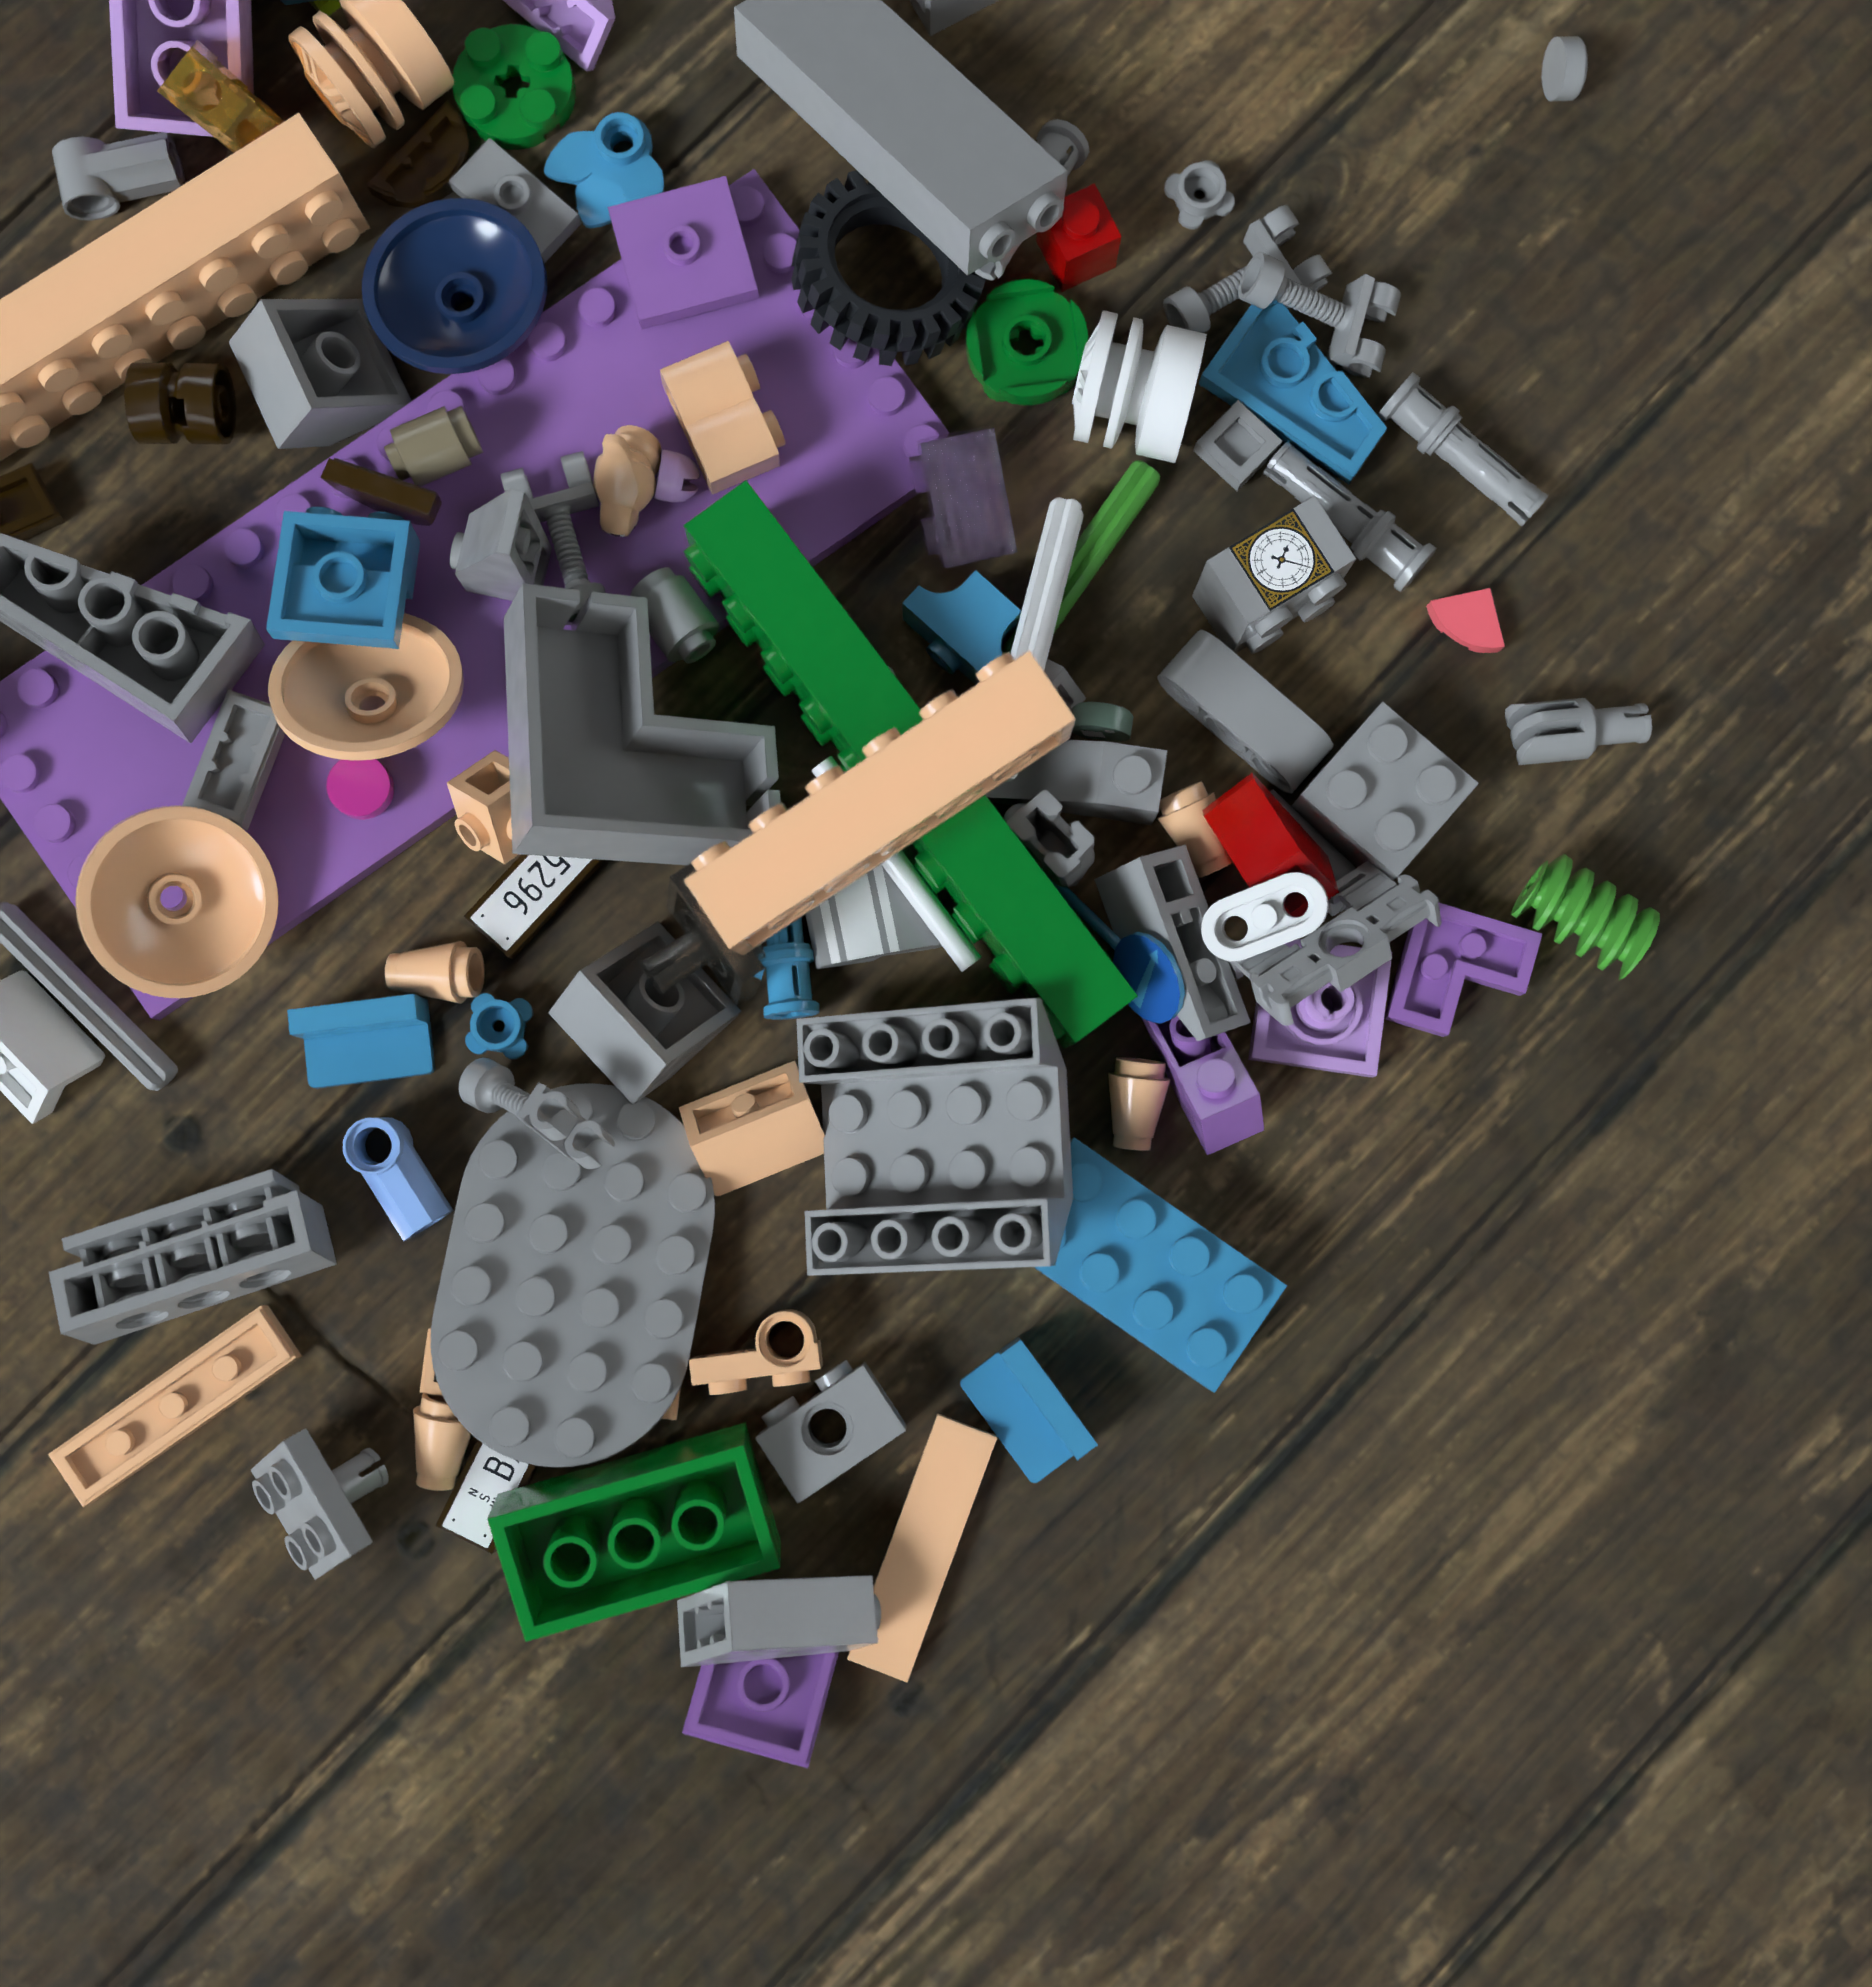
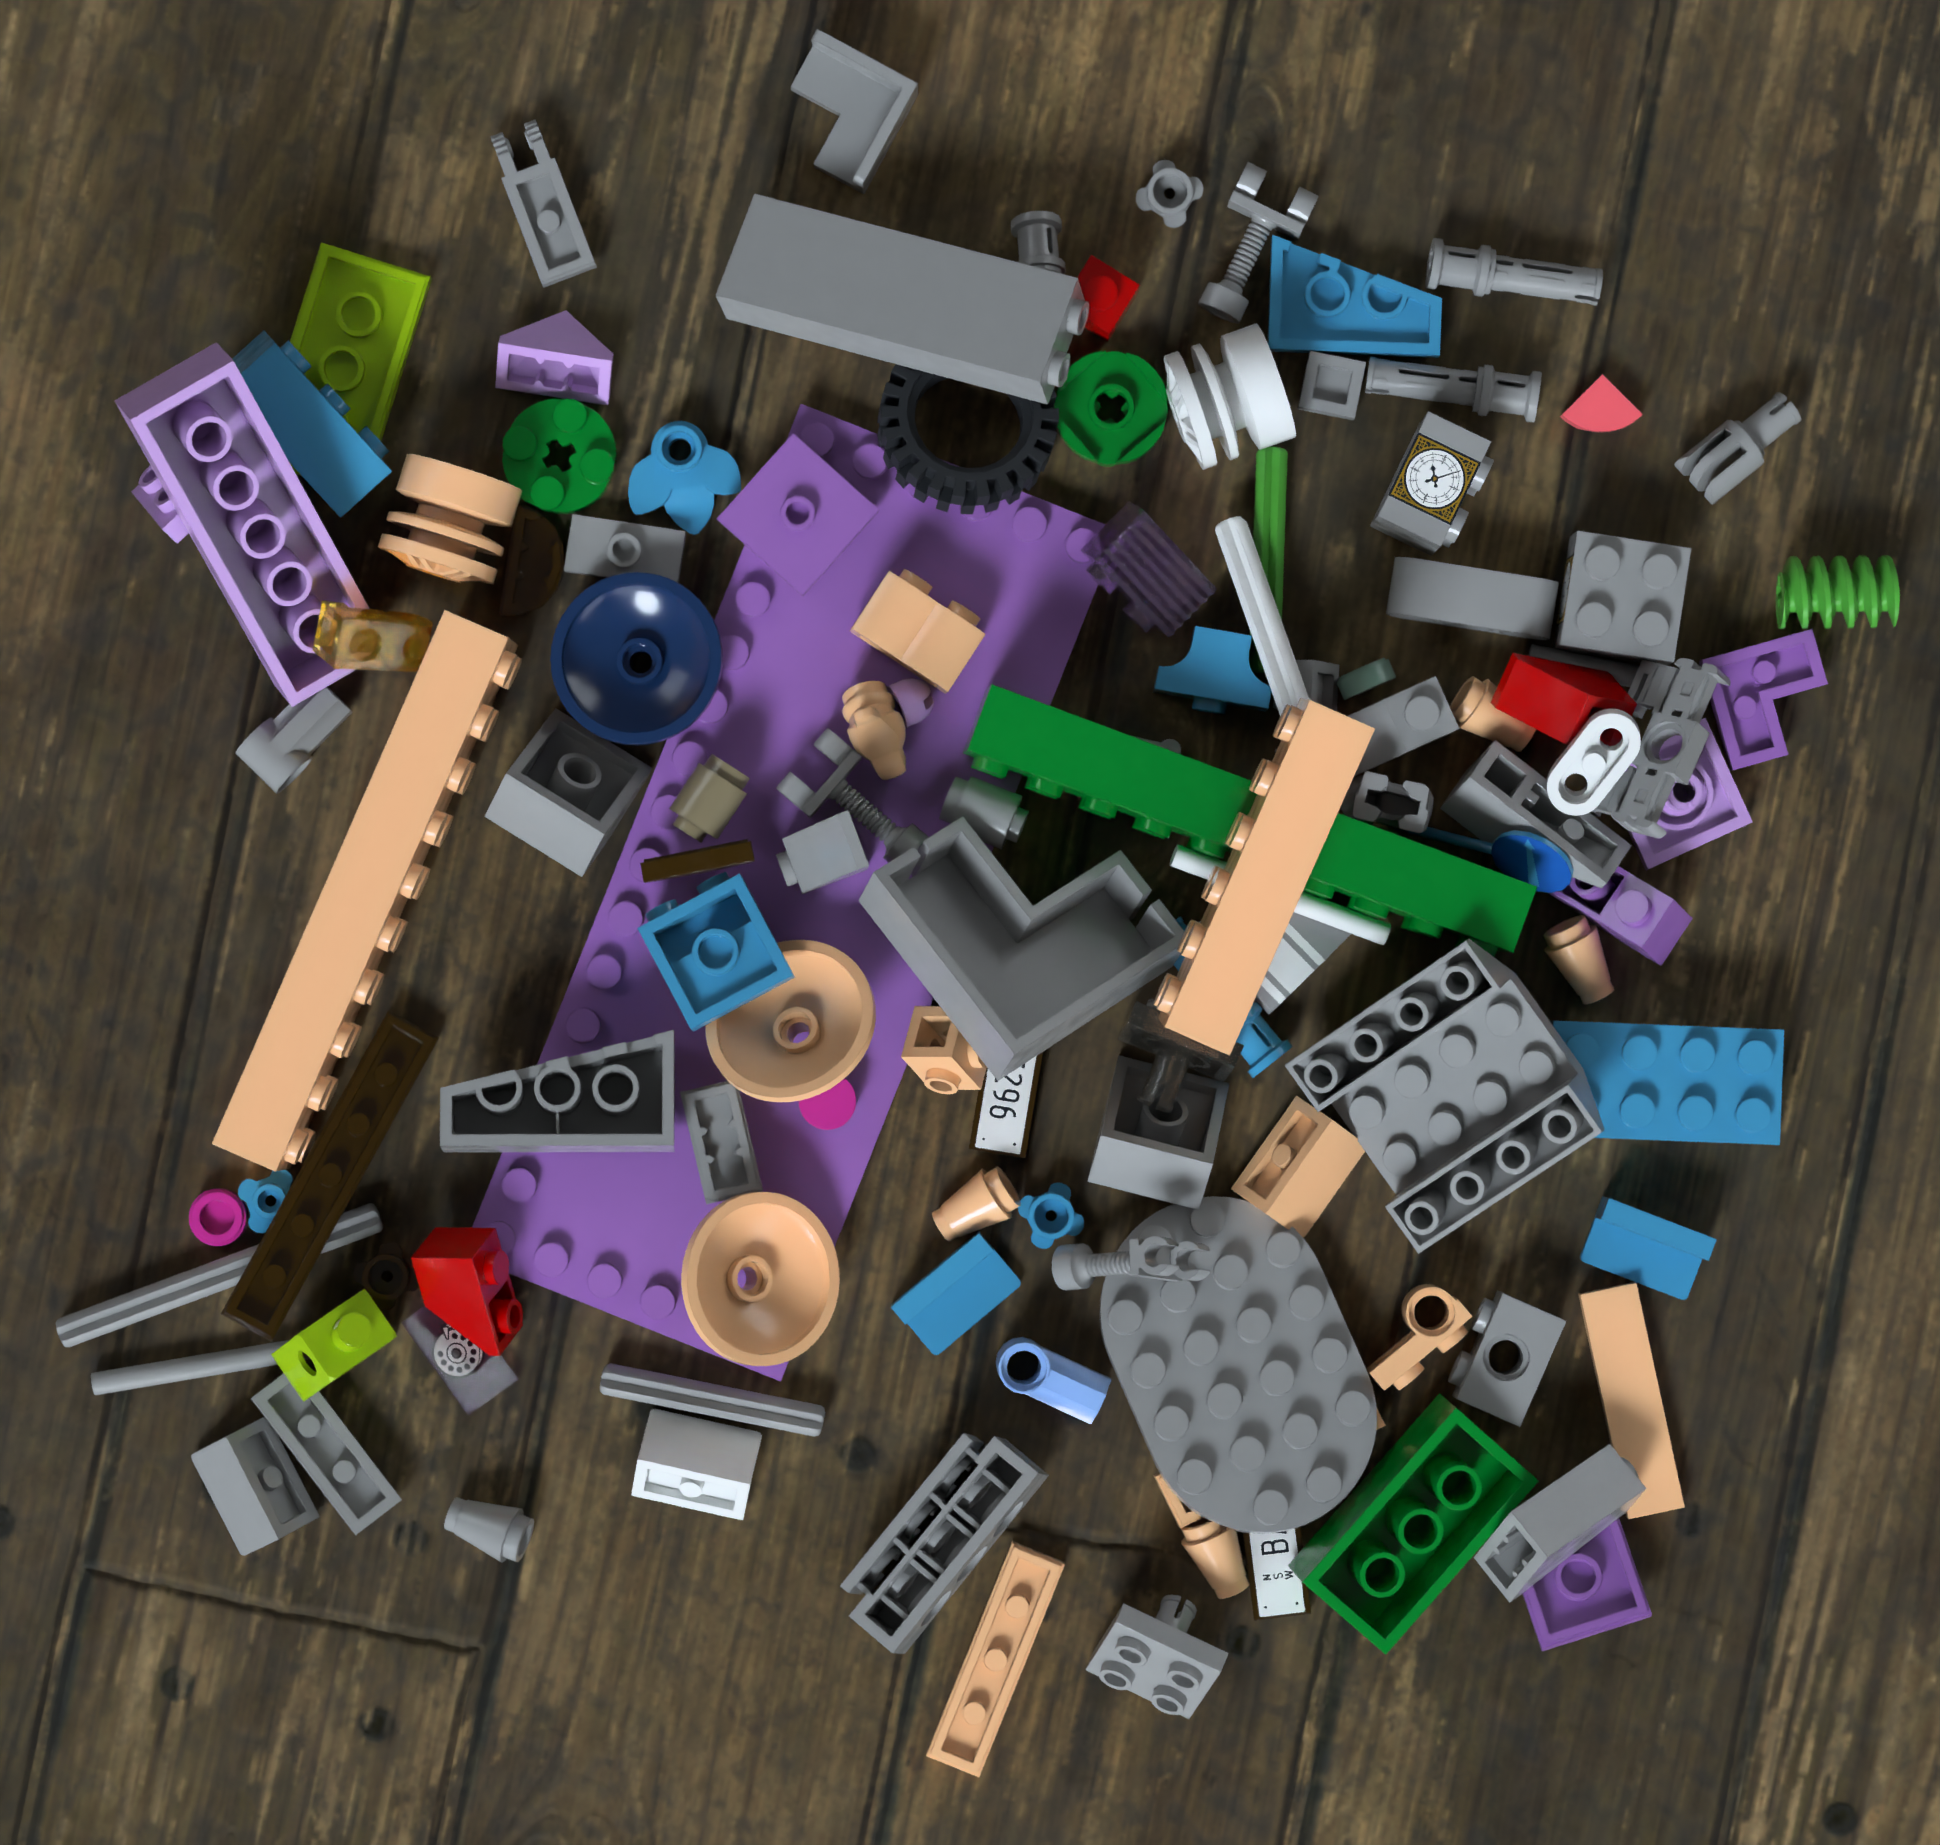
camera: 30 degrees left, 5 degrees up
(171, 403) = (479, 889): dark brown wheel -> none
(1363, 298) = (1274, 246): light grey bar -> none

